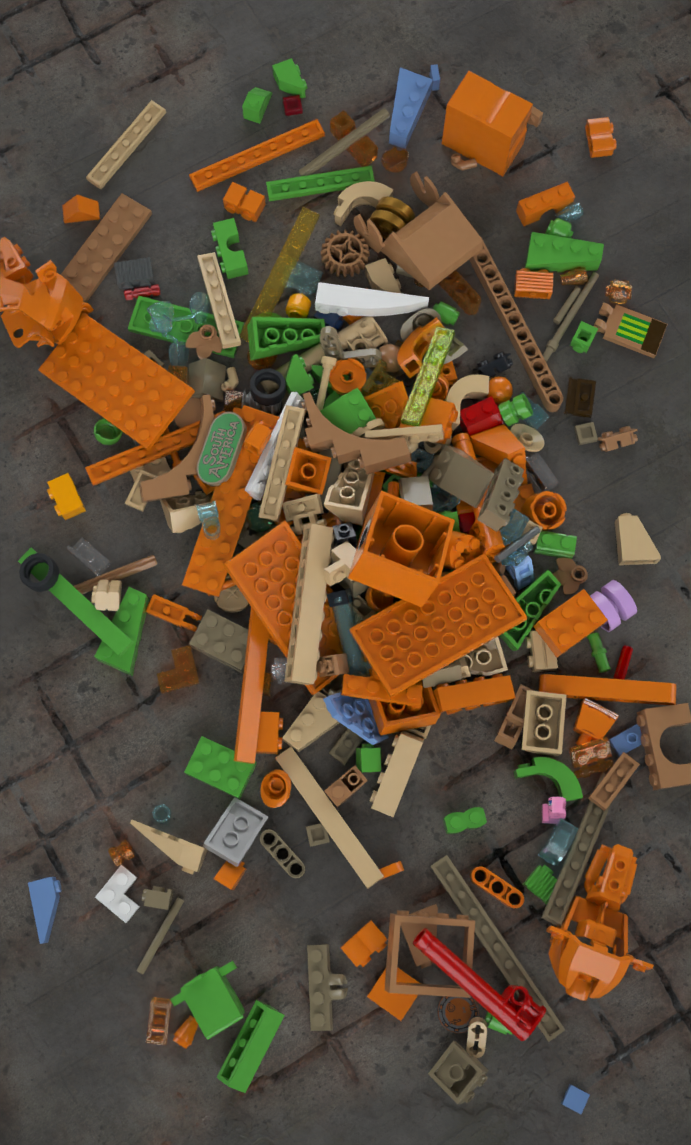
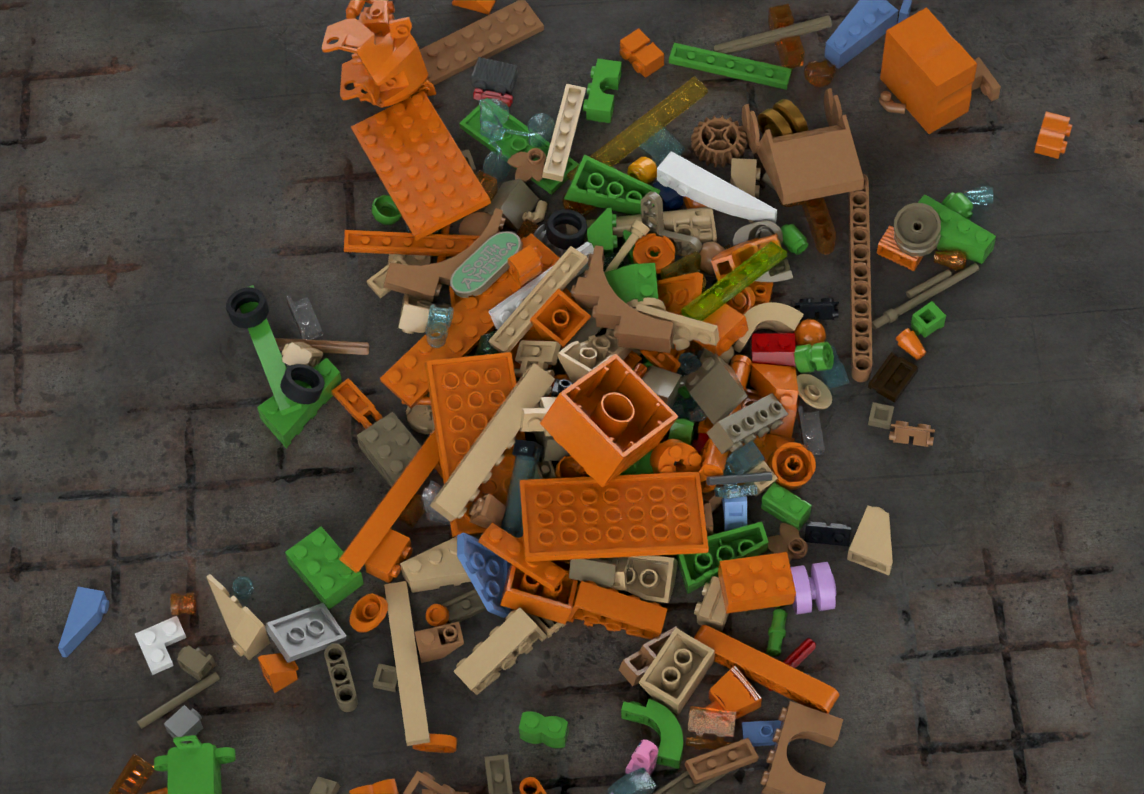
camera: 30 degrees right, 15 degrees down
(66, 496) = (312, 252): light orange brick -> none
(126, 612) = (306, 374): none -> black tyre
(178, 956) = (184, 723): none -> light grey brick
(184, 674) = (334, 467): clear orange plate -> none
(257, 155) = (680, 15): orange tile -> none
(330, 763) = (437, 615): none -> orange tile
(359, 194) = (760, 91): tan arch -> none
(368, 758) = (477, 625): bright green brick -> none
(533, 207) = (941, 173): orange arch -> none
(547, 255) = (917, 229): none -> dark tan wheel
(580, 363) = (911, 344): none -> orange cone
(603, 549) = (832, 535): none -> black hinge
(619, 291) = (990, 290): clear orange head -> none
(631, 329) = (985, 334): tile -> none

